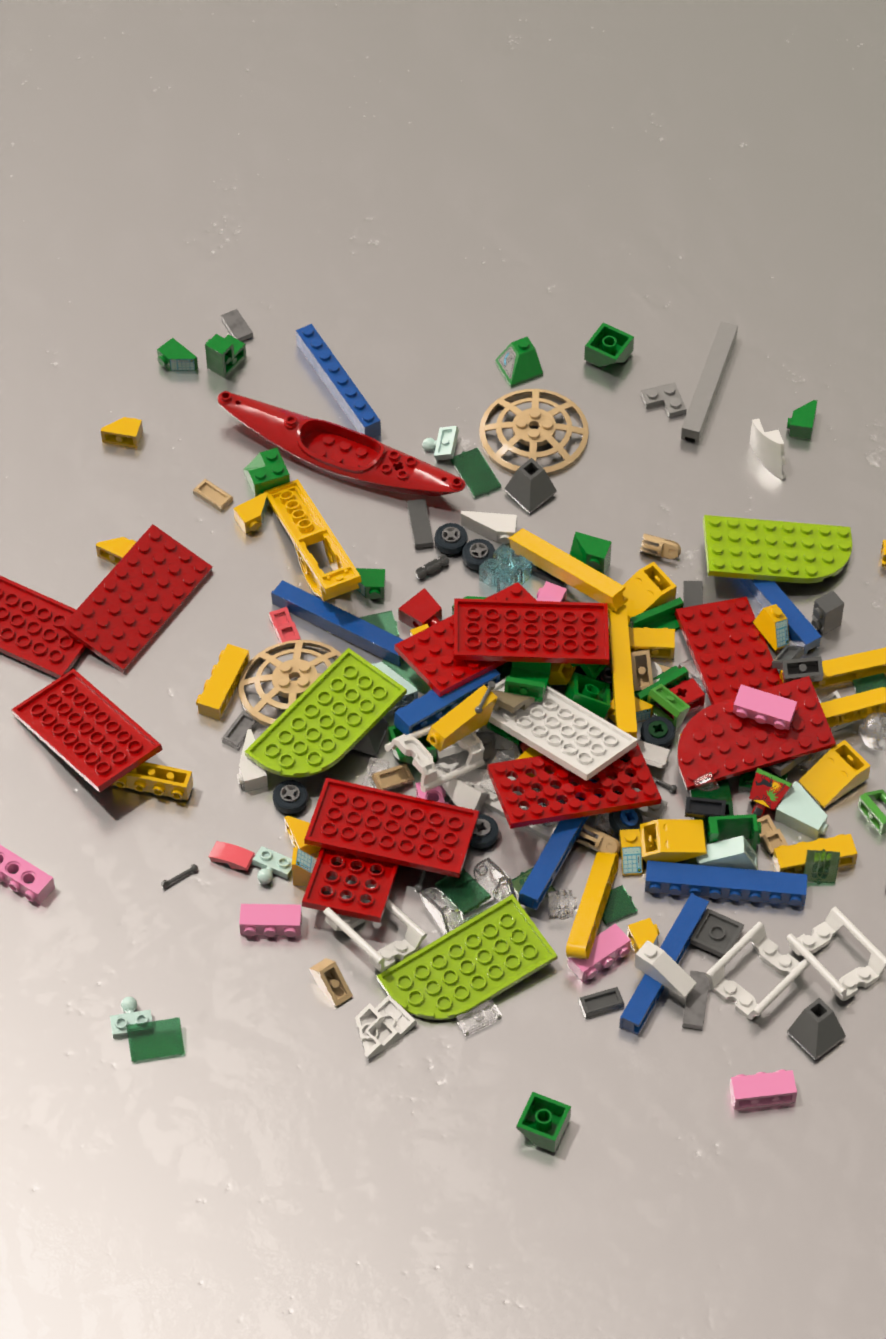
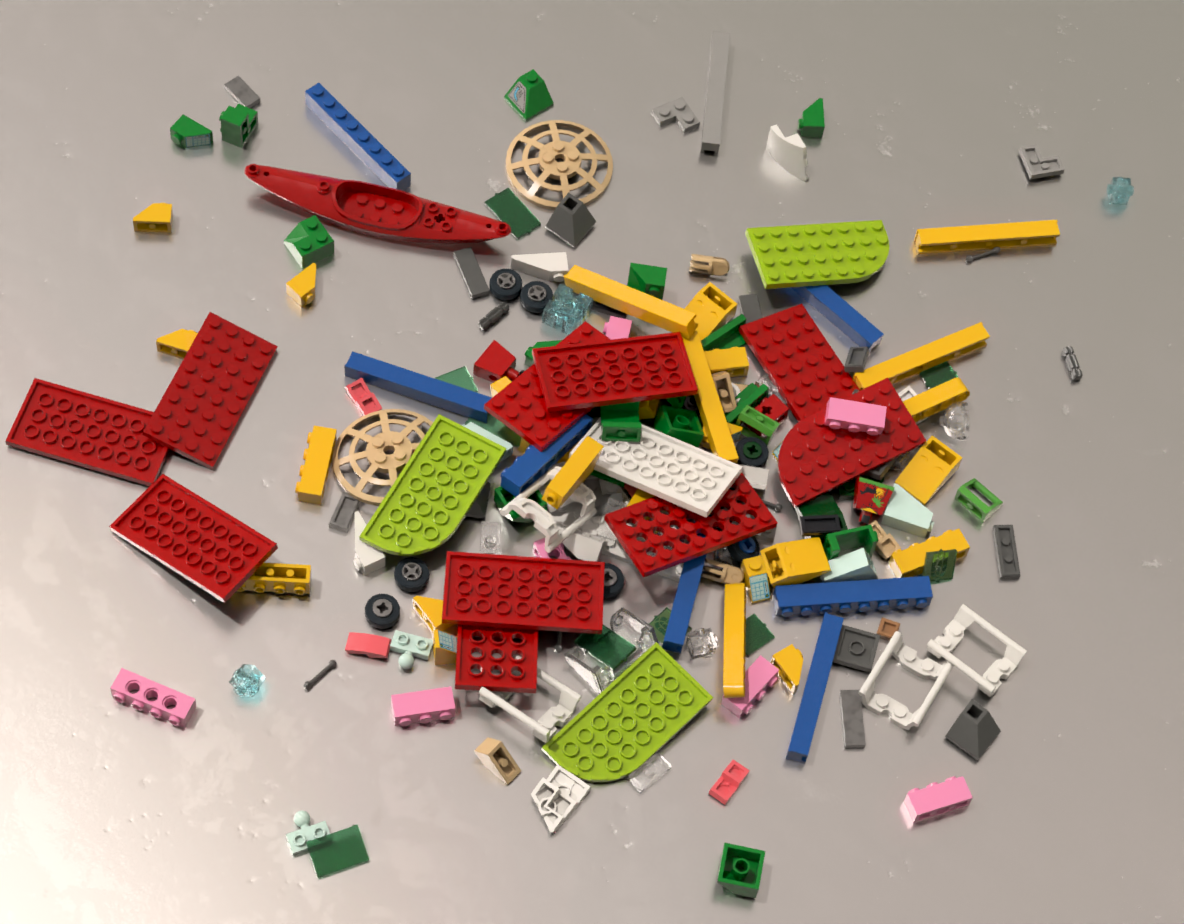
camera: 20 degrees left, 5 degrees up
(106, 869) = (247, 680): none -> clear light blue brick
(212, 495) = (259, 271): tan tile -> none
(256, 833) = (382, 618): none -> black wheel
(306, 528) = (366, 296): yellow piece -> none
(372, 583) = (436, 340): green slope -> none
(393, 777) = (508, 539): tan tile -> none
(445, 443) = (477, 187): light aqua plate -> none
(491, 685) = (595, 435): dark grey hinge -> none
(511, 702) = (614, 446): dark tan slope -> none
(557, 1038) = (729, 782): none -> coral slope
(601, 1002) = (763, 736): dark grey tile -> none
(608, 346) = (612, 69): green slope -> none
(663, 969) = (820, 695): white slope -> none
(706, 782) = (813, 498): clear tile -> none
(753, 918) = (887, 628): none -> medium nougat tile
(773, 626) = (836, 330): yellow slope -> none
(802, 667) = (876, 371): dark grey brick -> none
(827, 613) = (884, 309): dark grey brick -> none

